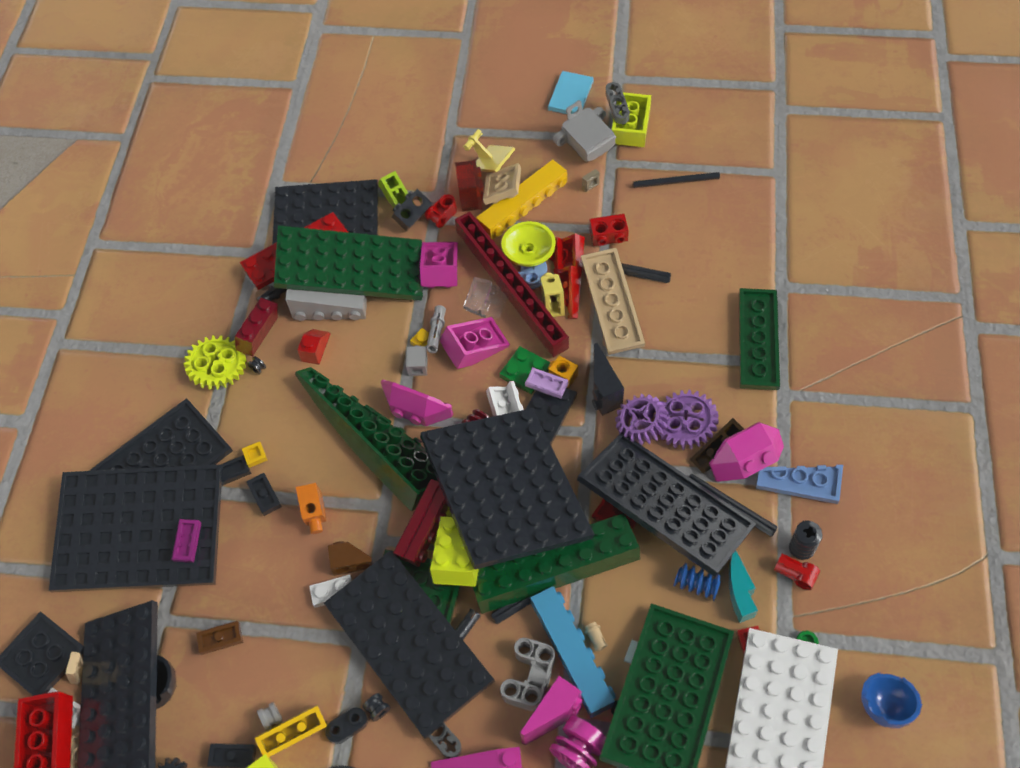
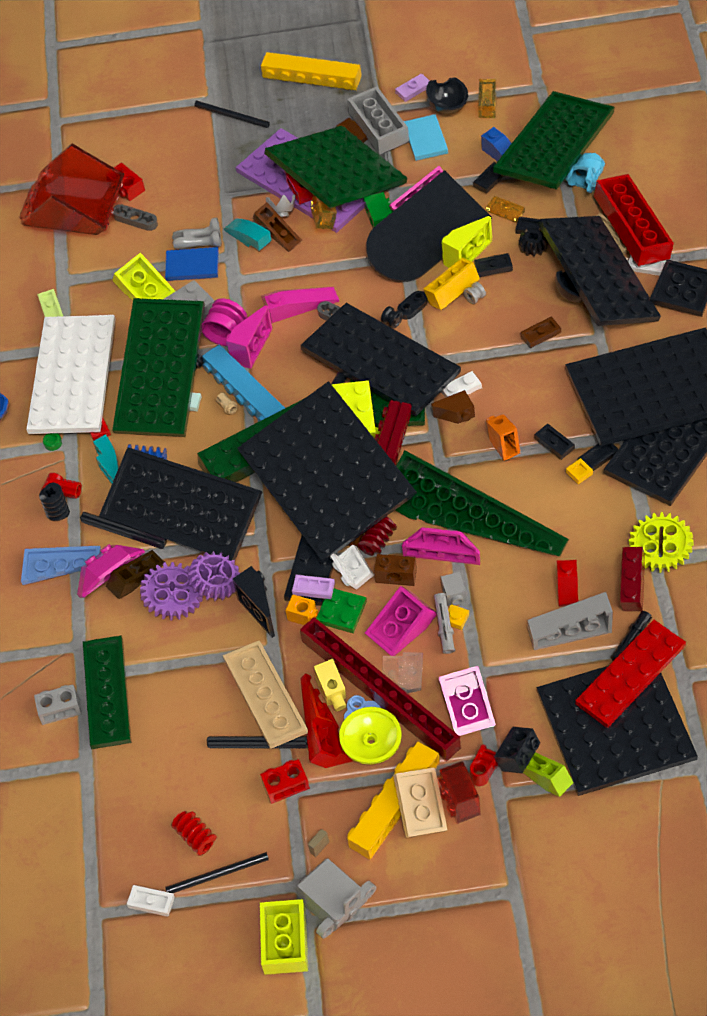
camera: 170 degrees right, 5 degrees down
(74, 668) = (644, 277): tan tile -> none
(186, 540) = (600, 378): magenta plate -> none
(256, 365) = (616, 549): black bush -> none
(348, 263) = (560, 660): dark green plate -> none
(464, 389) = (395, 570): none -> reddish brown brick
(490, 158) = (448, 846): light yellow plate -> none
(538, 676) = (271, 353): light grey beam -> none
(569, 90) = (372, 978): medium azure tile -> none
(619, 96) = (302, 926): dark grey beam -> none
(691, 204) = (193, 832): none -> red piece
(732, 167) = (150, 900): none -> white plate
(805, 330) = (58, 709): none -> light grey brick

